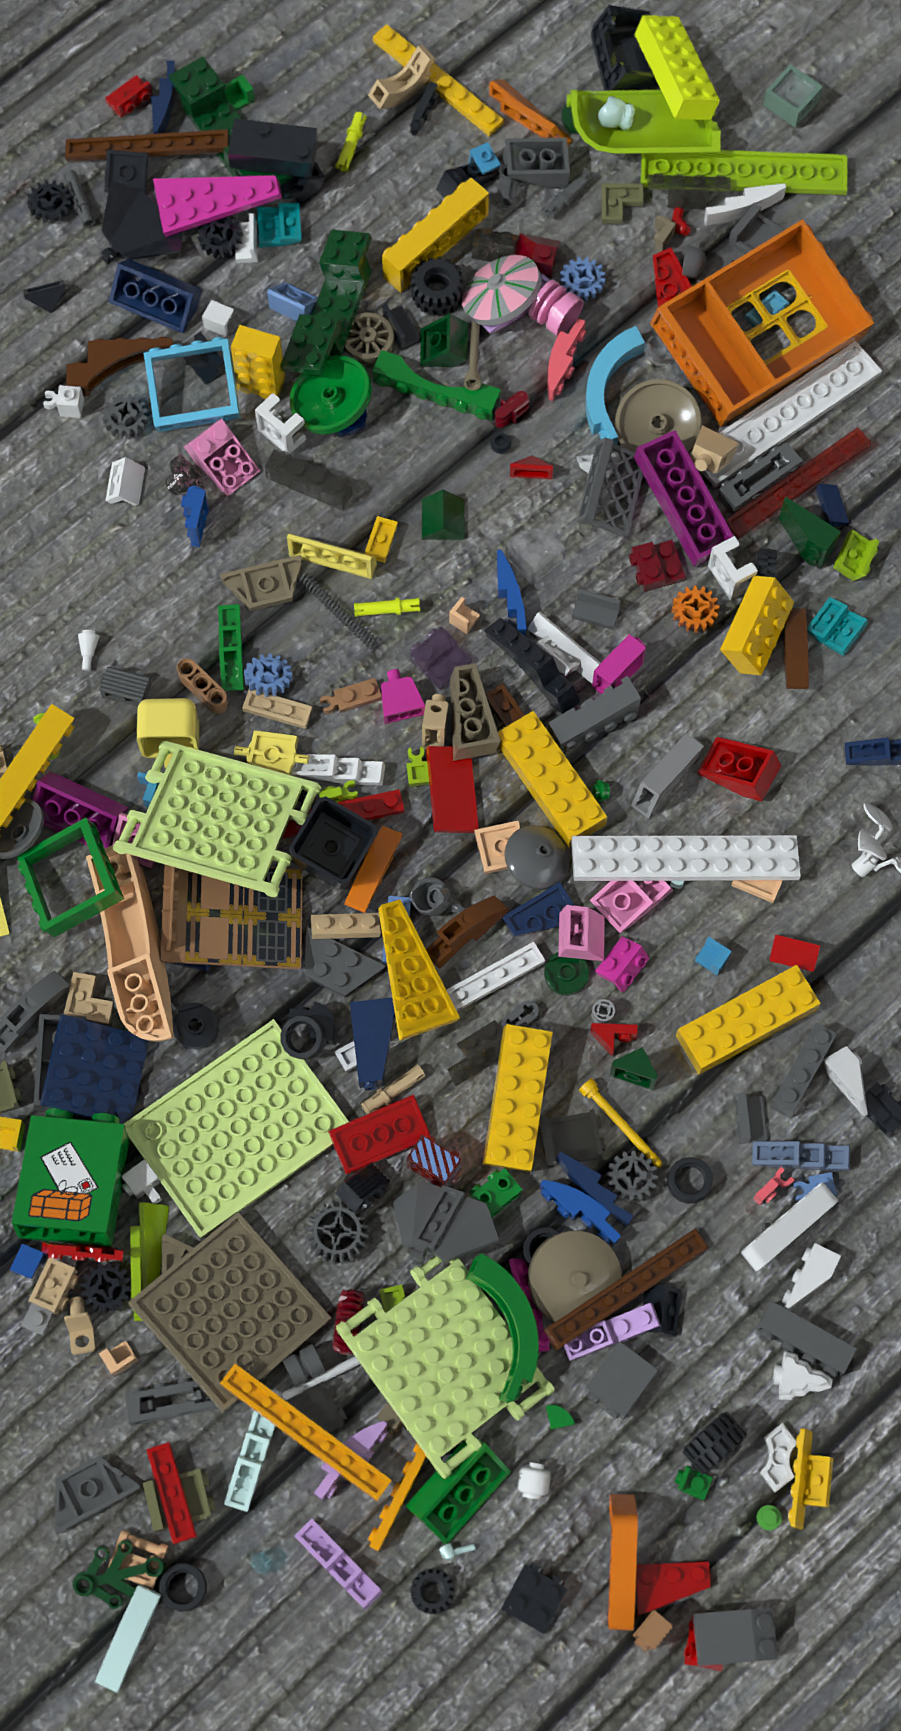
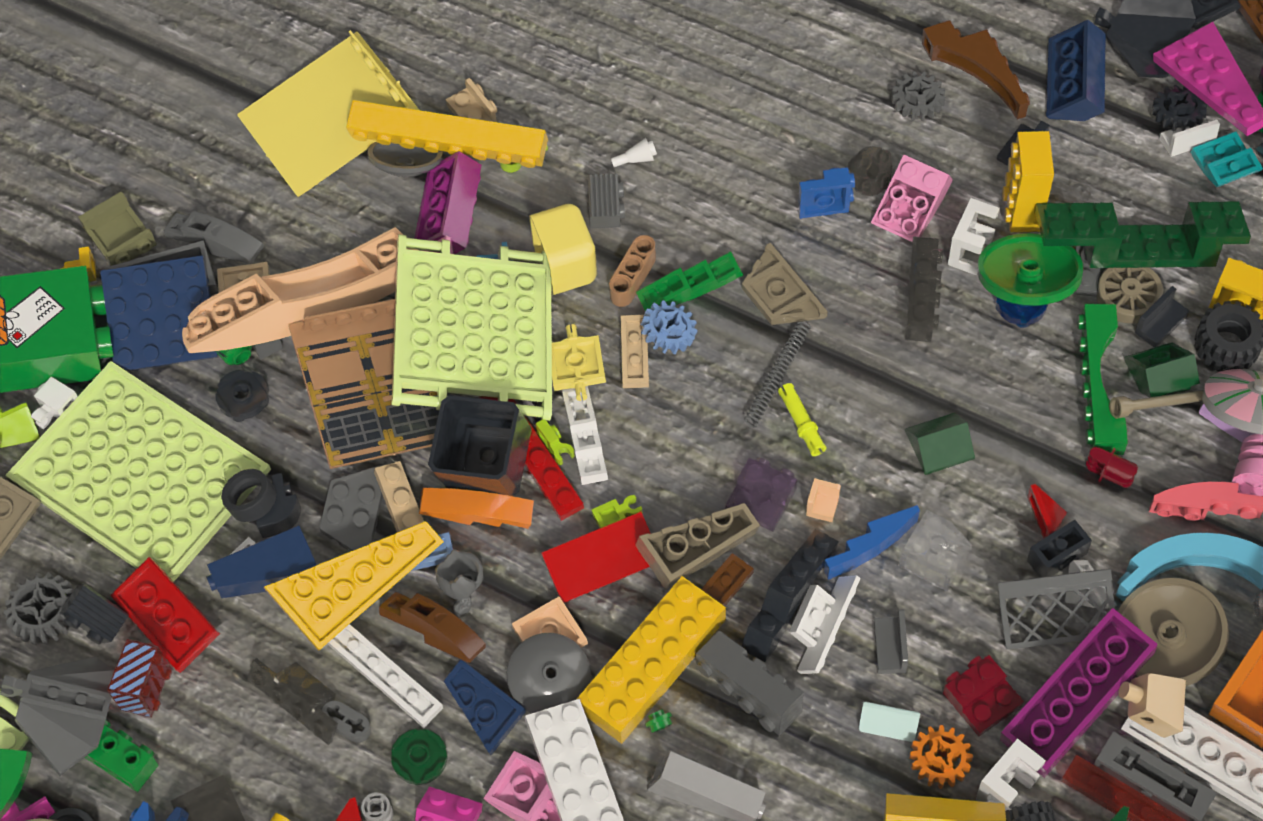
camera: 75 degrees right, 10 degrees down
(68, 401) = (910, 39): white brick -> none
(110, 896) = (377, 239): green window -> none
(125, 482) = (842, 124): white panel -> none
(199, 417) = (927, 124): medium azure window -> none
(217, 317) = (1078, 135): white panel -> none
(291, 300) = (1138, 200): medium blue slope -> none
(331, 556) = (839, 340): light yellow slope -> none
(353, 696) = (680, 422): medium nougat plate -> none
(381, 538) = (883, 386): yellow plate -> none
(385, 1095) = (214, 607): tan pin -> none
(400, 698) = (693, 467): dark pink torso -> none
(435, 721) = (674, 508): tan torso -> none
(501, 443) = (1063, 471): black plate -> none
(517, 1098) = (238, 742): yellow brick -> none
(567, 469) = (1059, 549): none -> black brick
(581, 933) = (464, 752): bright pink slope -> none
(621, 662) = (824, 686): dark pink window -> none
(657, 633) = (889, 721): none -> light aqua slope

